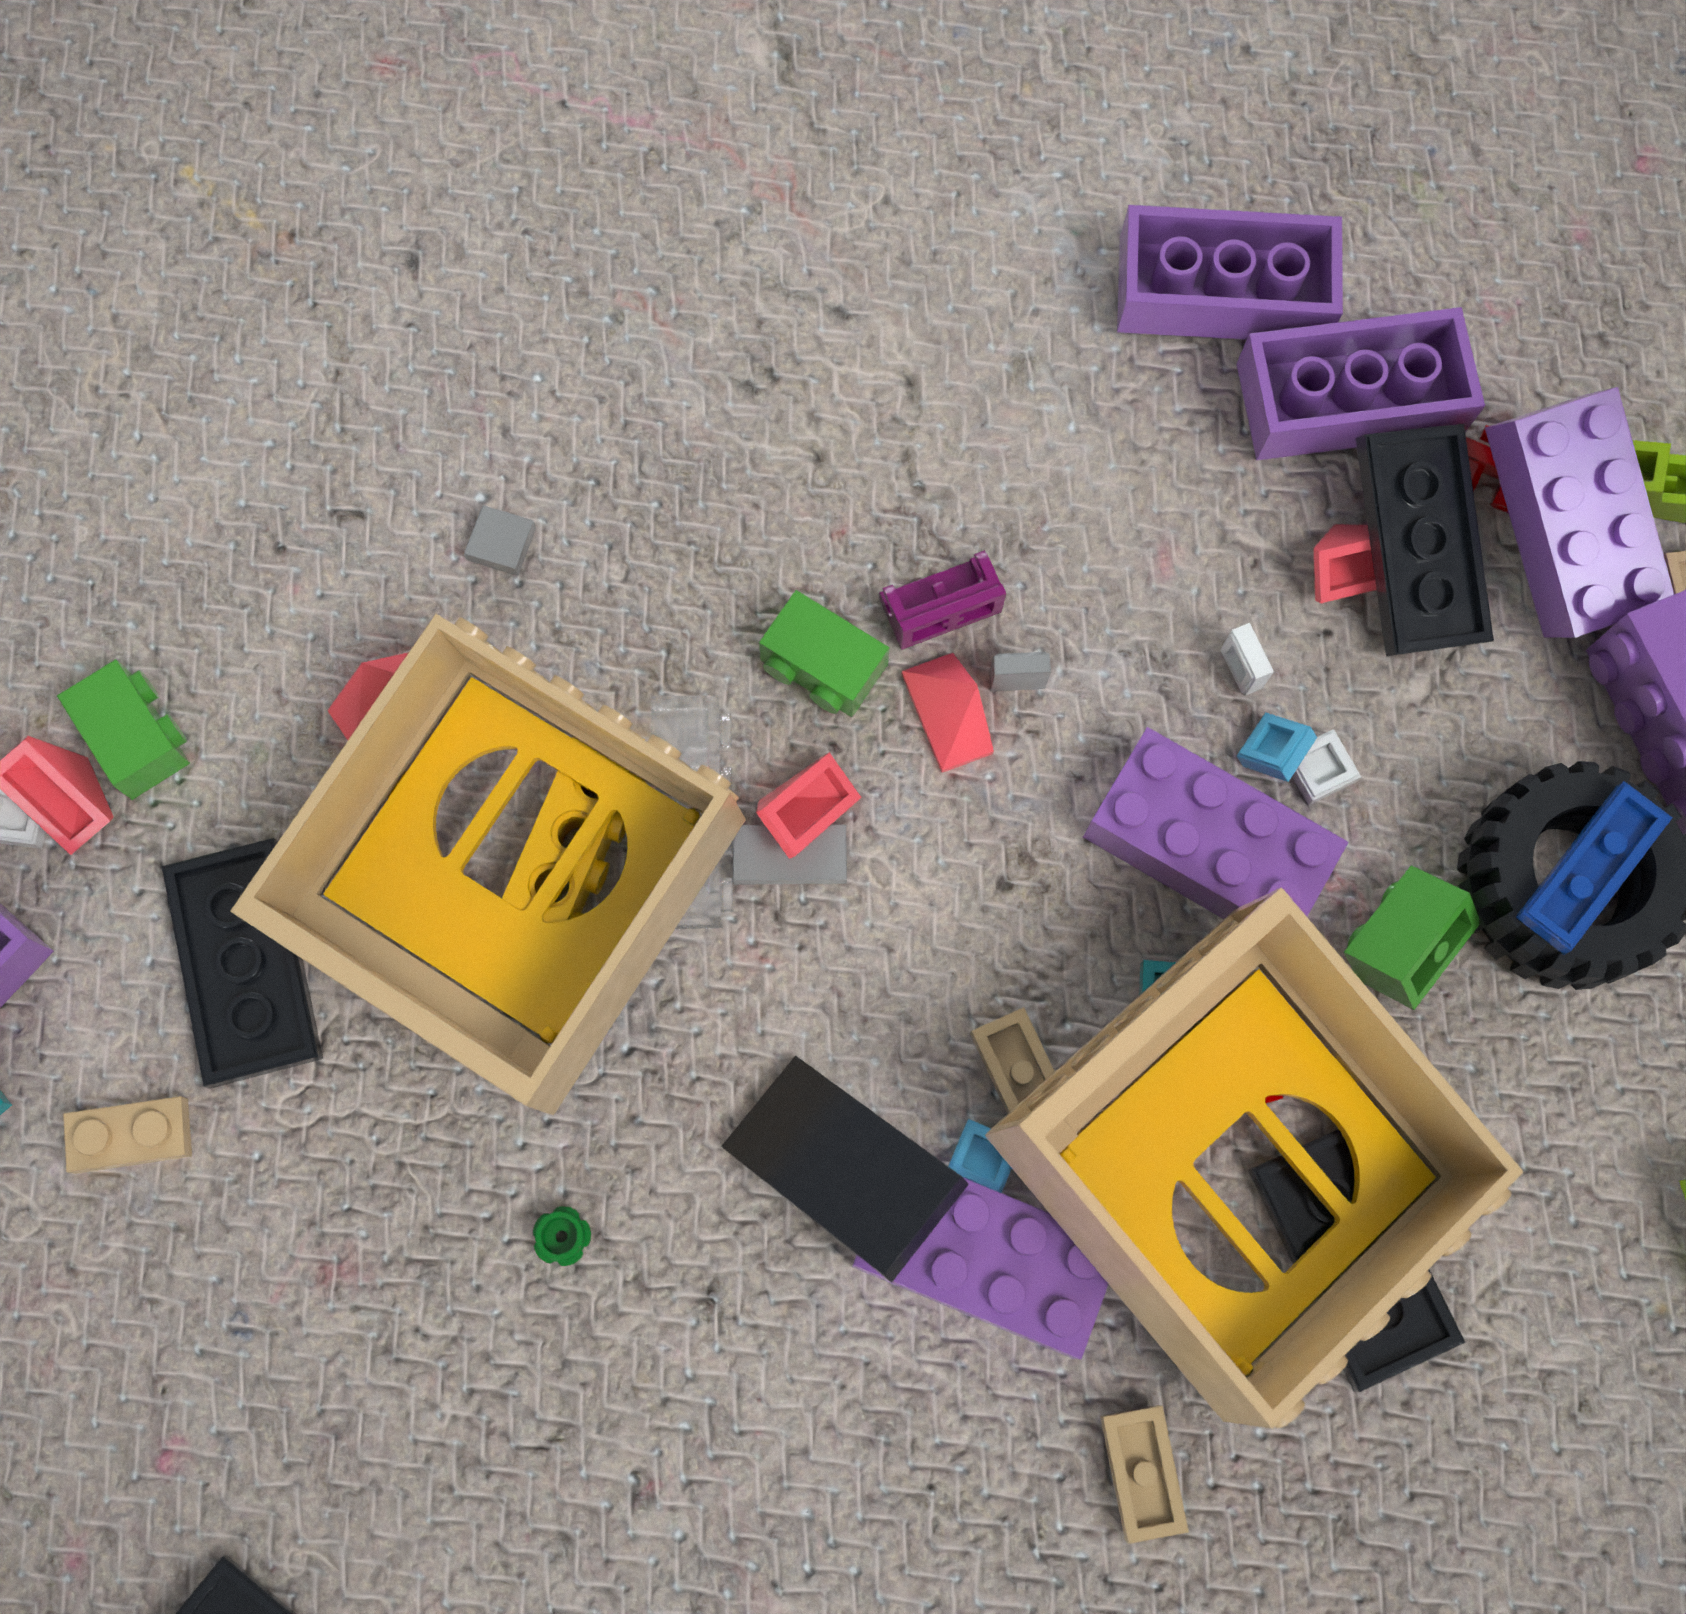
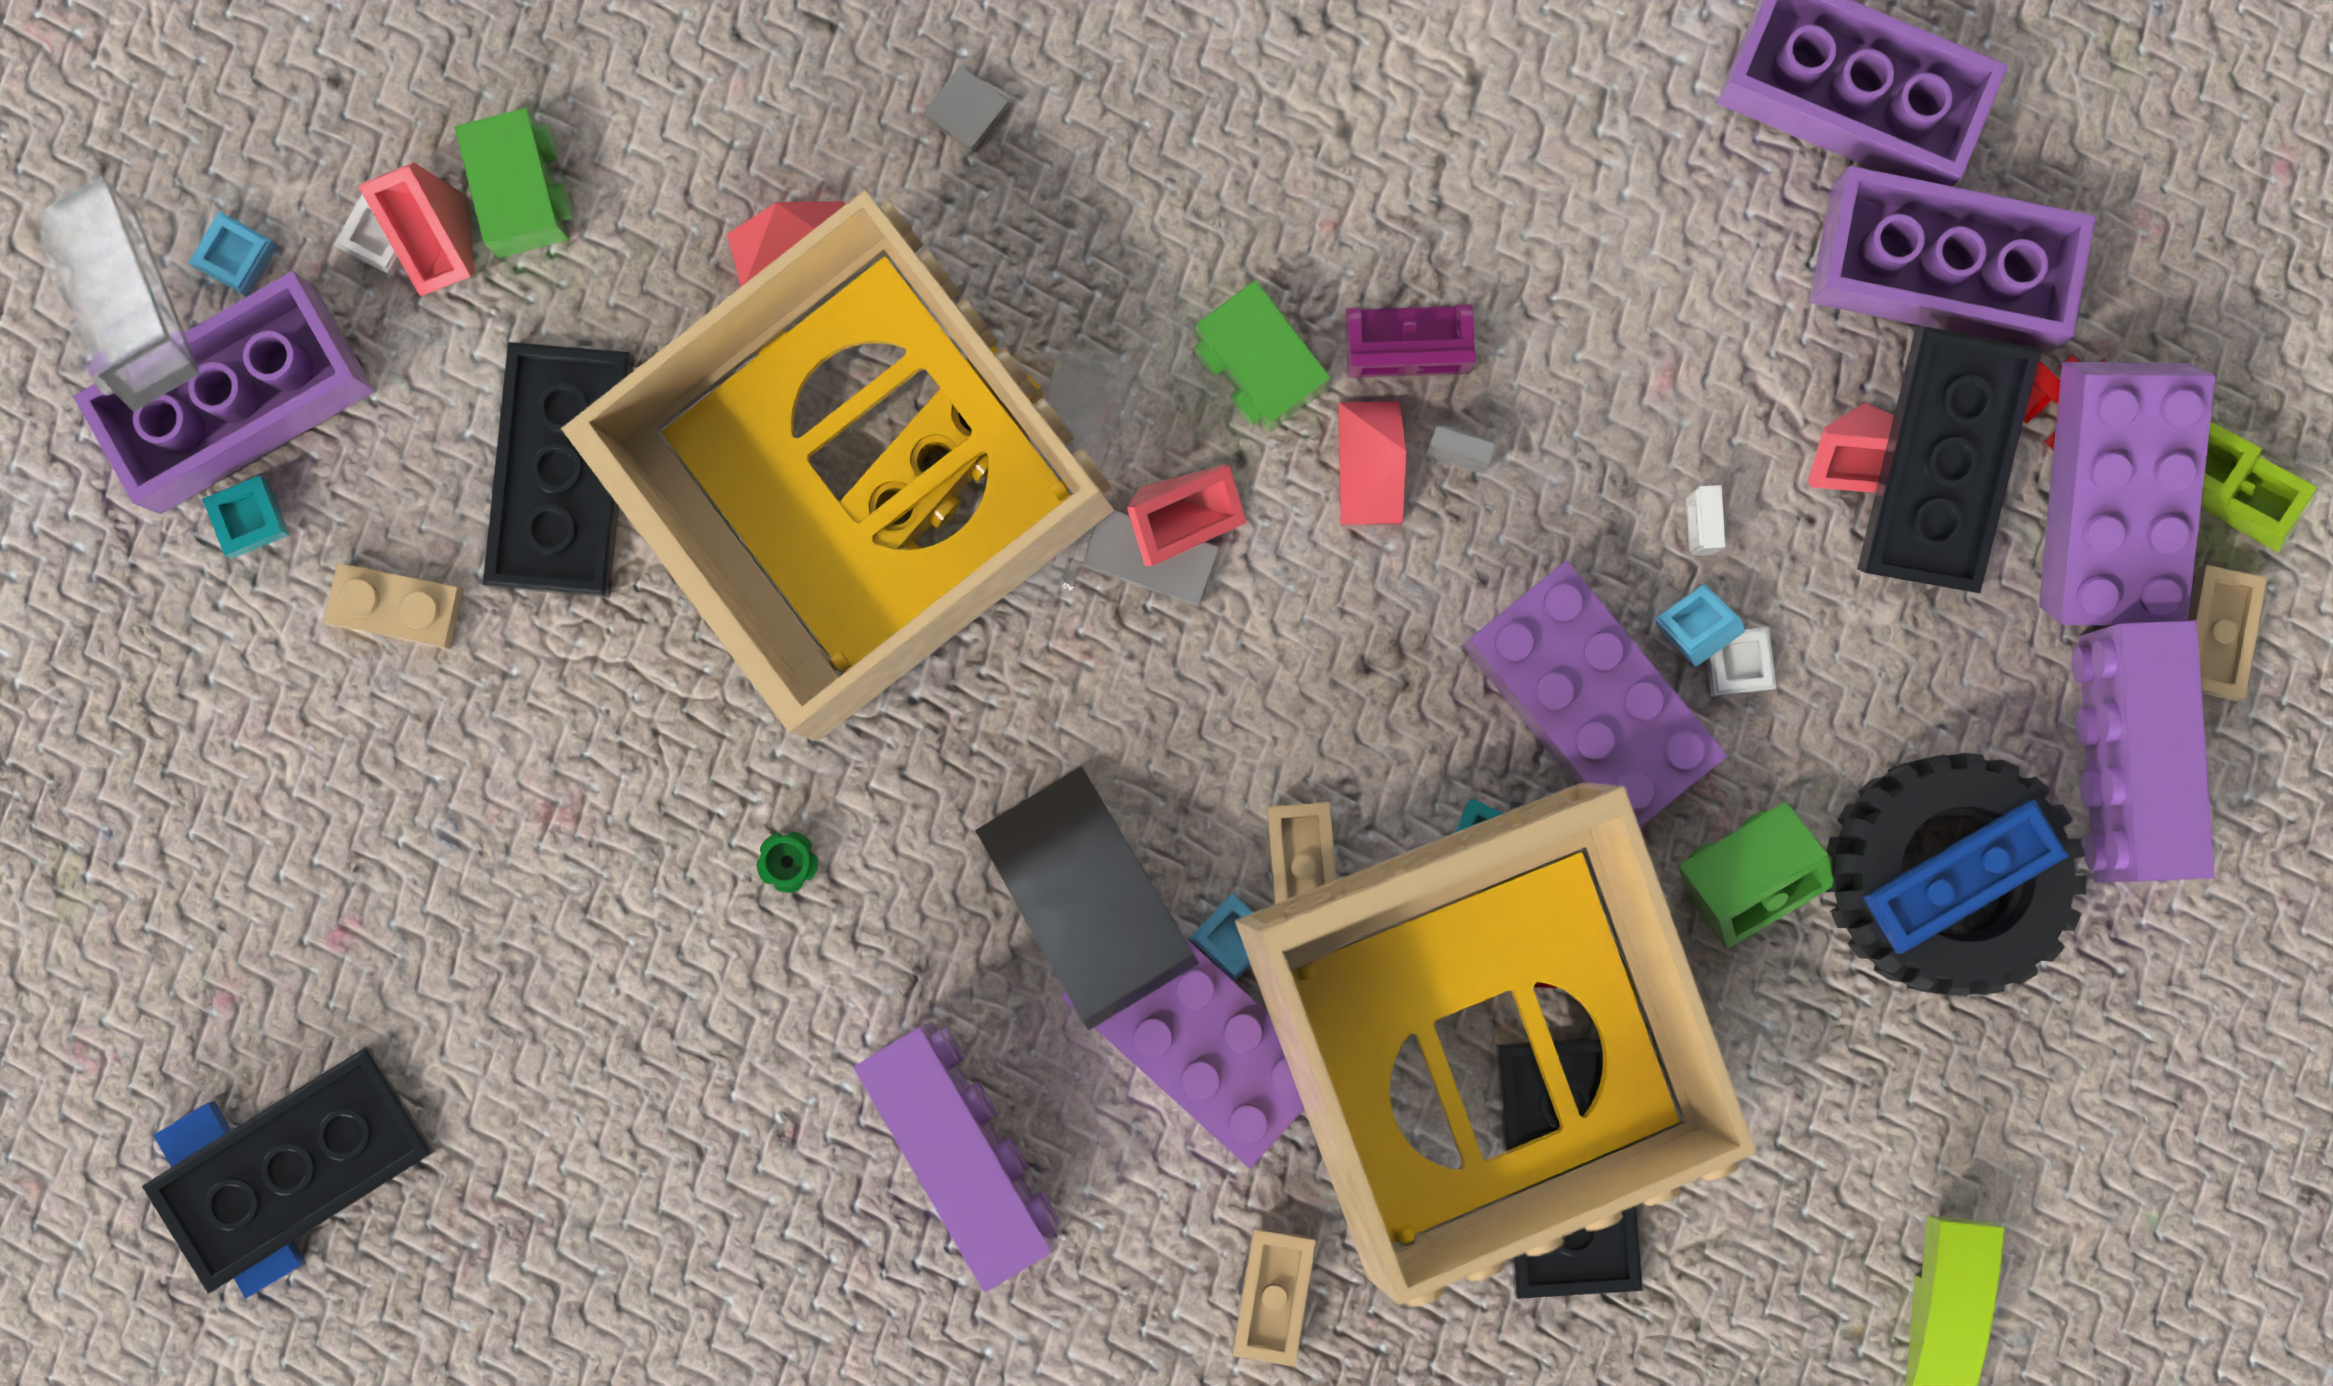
camera: 25 degrees right, 10 degrees up
(813, 1449) = (958, 1154): none -> medium lavender brick

